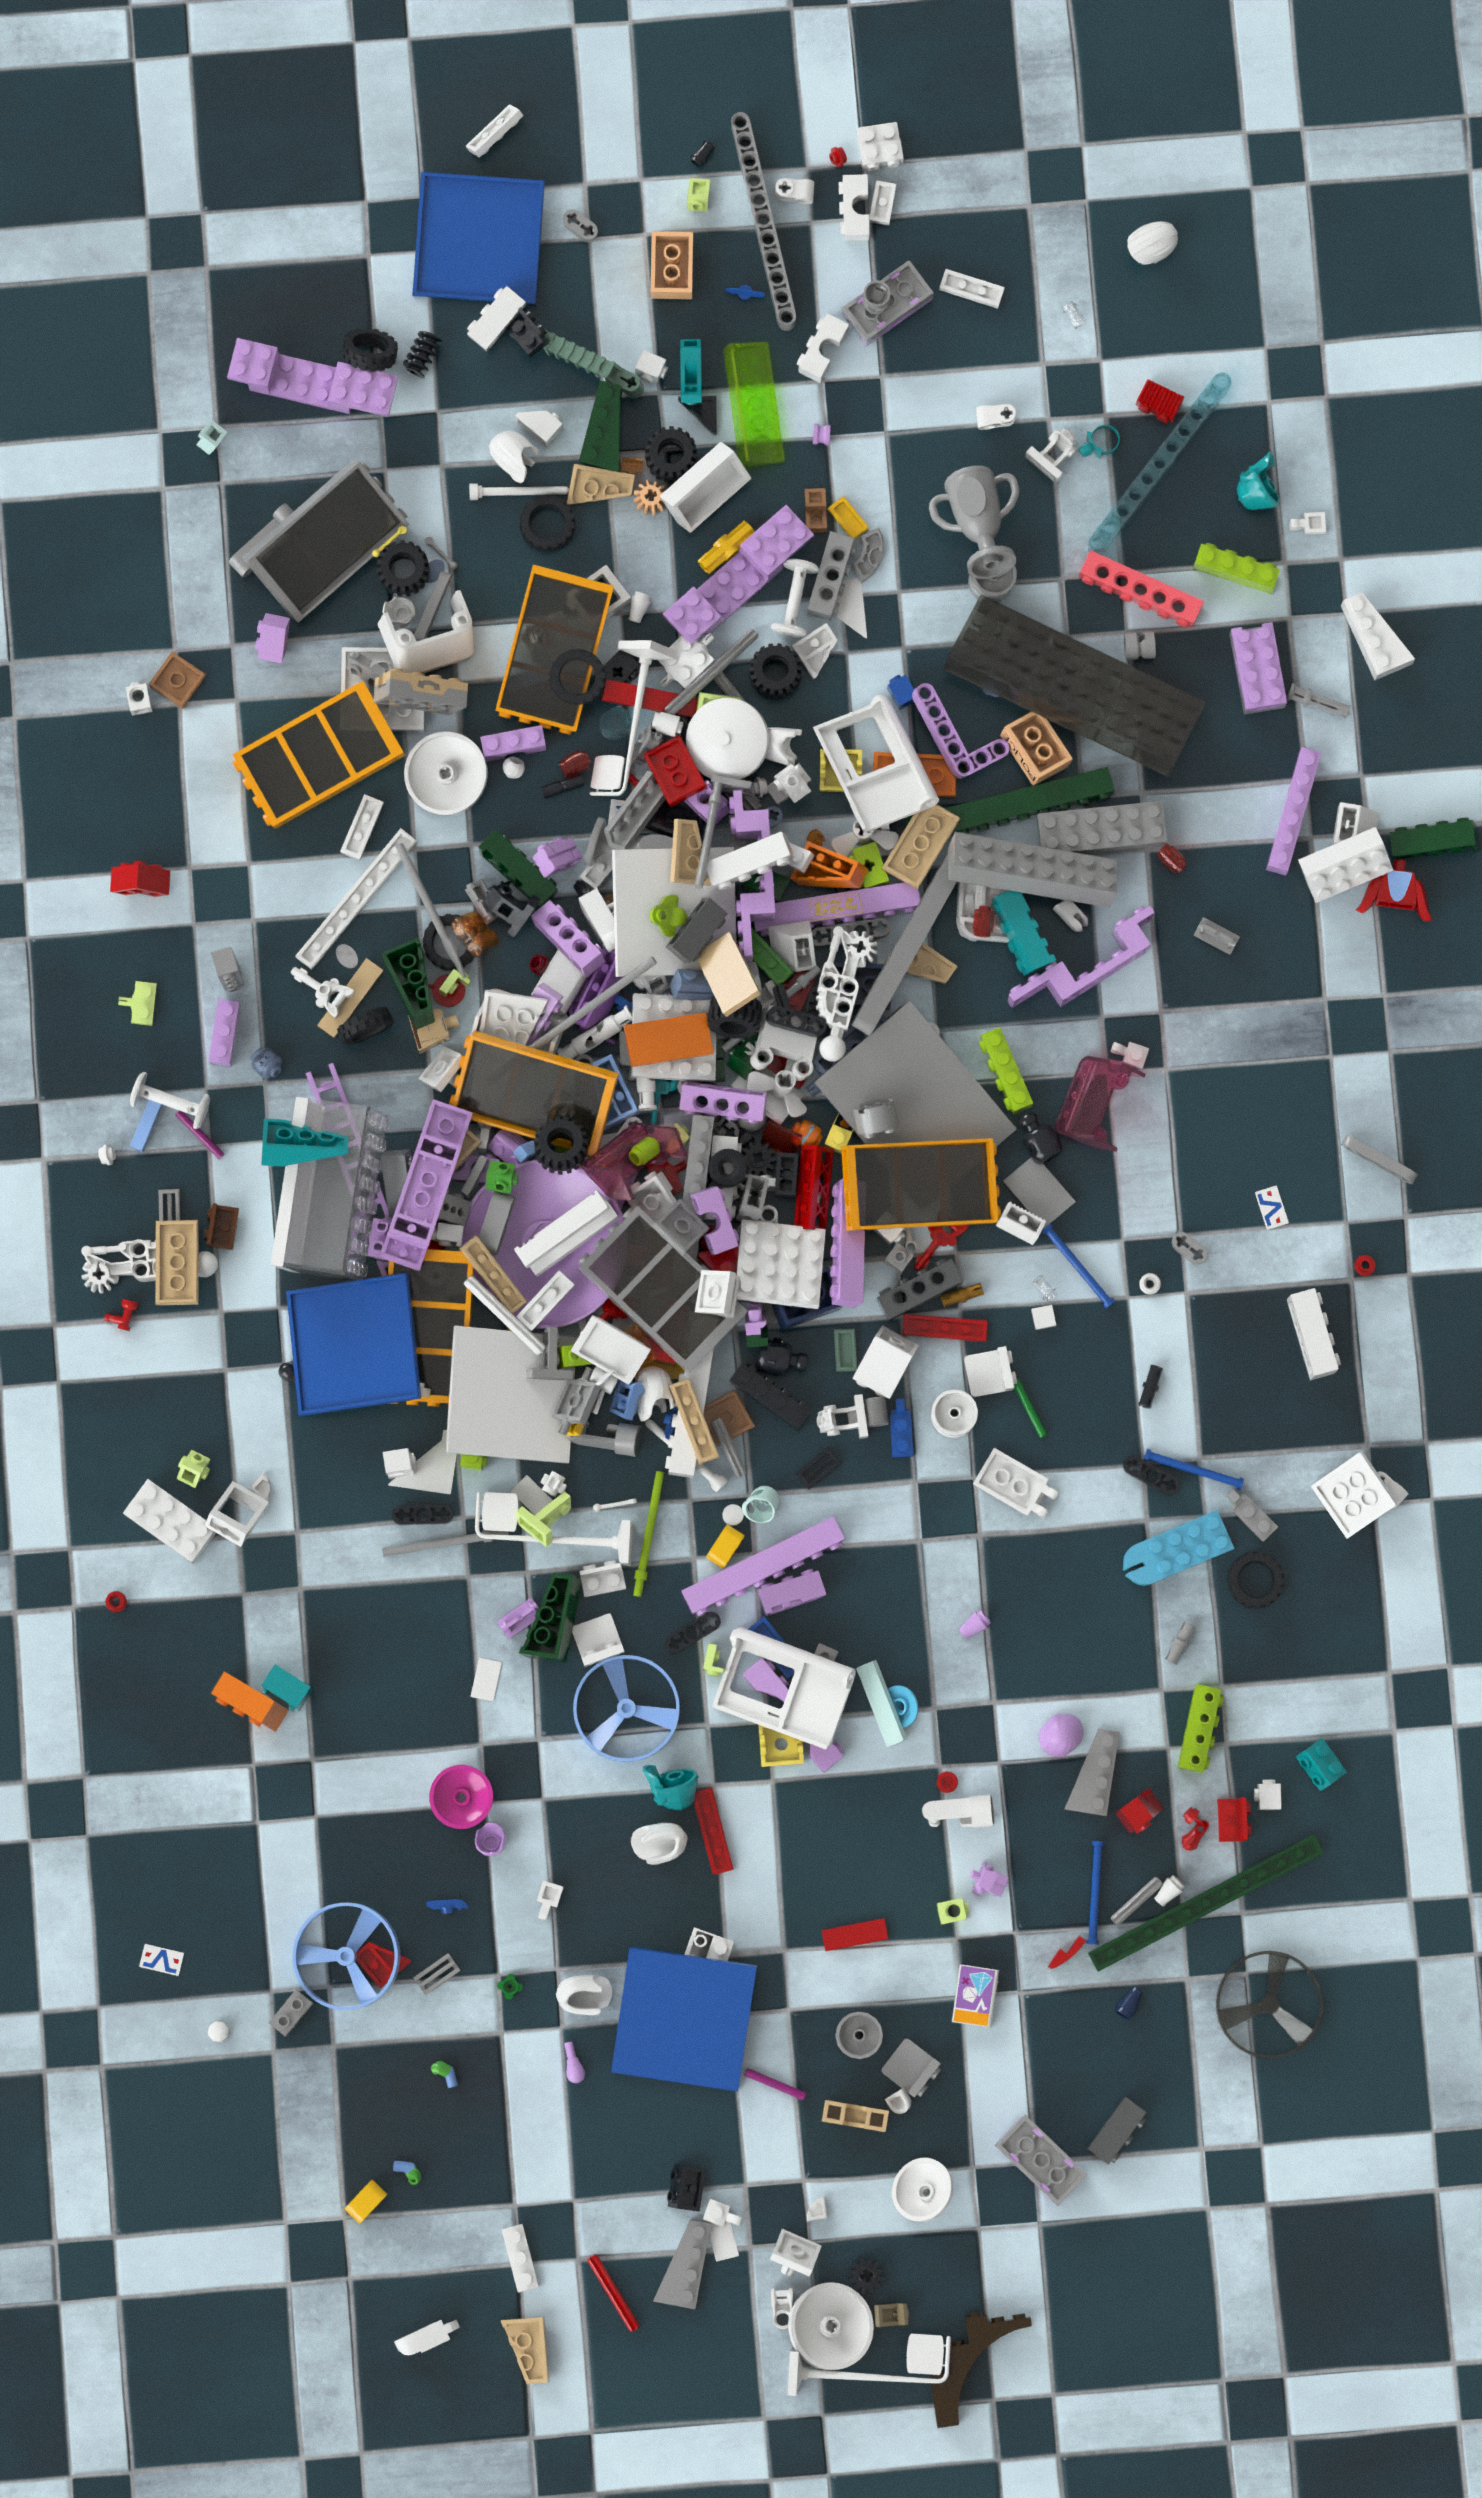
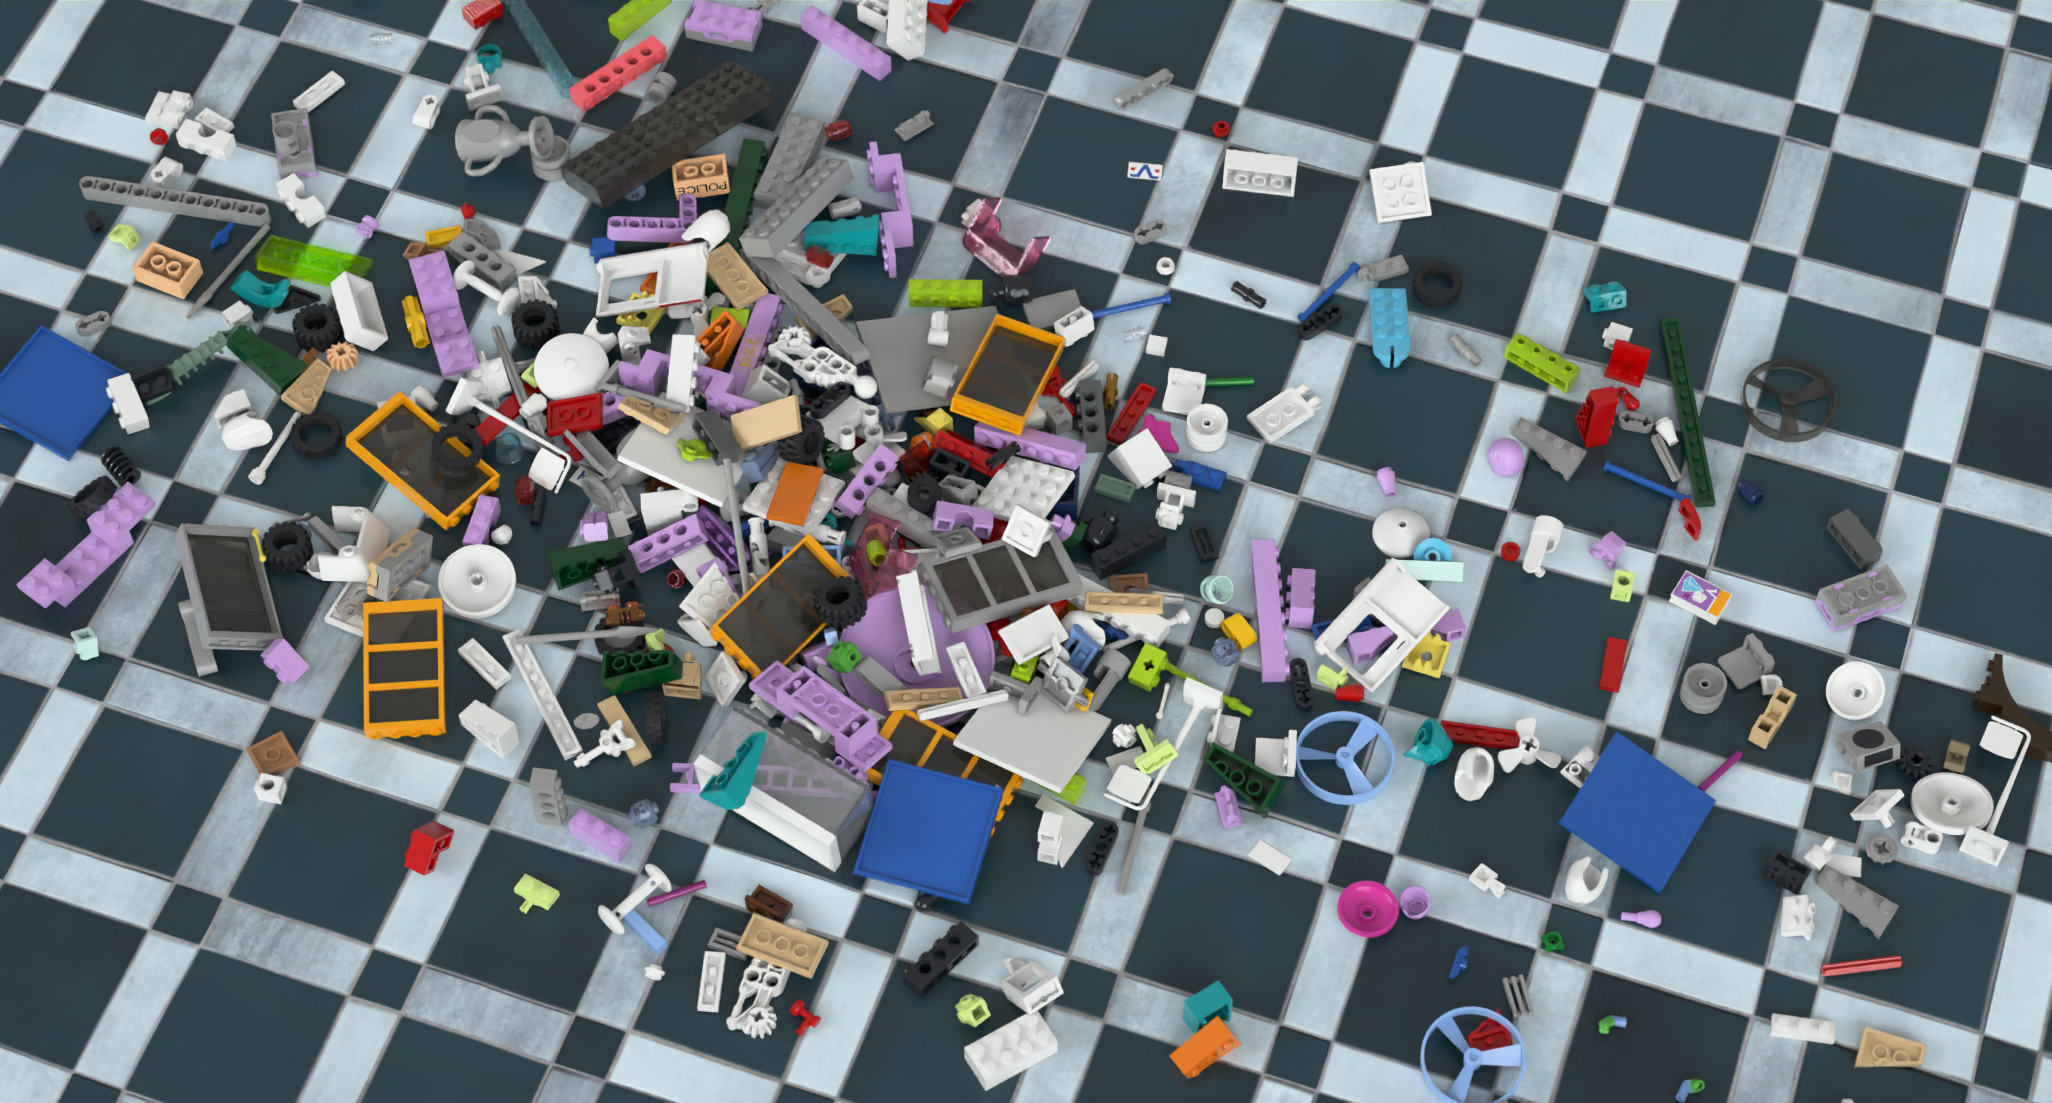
camera: 65 degrees left, 25 degrees down
(121, 1212) = (711, 981): none -> white plate
(265, 1430) = (923, 983): none -> black brick
(293, 870) = (490, 727): none -> white wedge
(573, 878) = (619, 523): none -> white sticker
(629, 1469) = (1148, 656): none -> lime brick
(639, 2214) = (1797, 916): none -> white bracket
(666, 319) = (230, 268): none -> light grey piece
(694, 1543) = (1225, 651): none -> sand blue head
(703, 1687) = (1350, 693): none -> red cone
(733, 1875) = (1511, 758): none -> white piece
(762, 2266) = (1875, 842): none -> light grey gear
(813, 1224) = (1002, 455): none -> black pin
(861, 2222) = (1868, 746): none -> light grey brick
(889, 526) = (468, 211): none -> red plate
(916, 1677) = (1398, 540): none -> white dish
(929, 1366) = (1161, 433): none -> dark pink arm
(939, 1089) = (938, 332): none -> white piece
(958, 792) = (711, 226): none -> white hair
(960, 1256) = (1082, 375): none -> white axle
(1174, 1852) = (1635, 422): none -> light grey beam

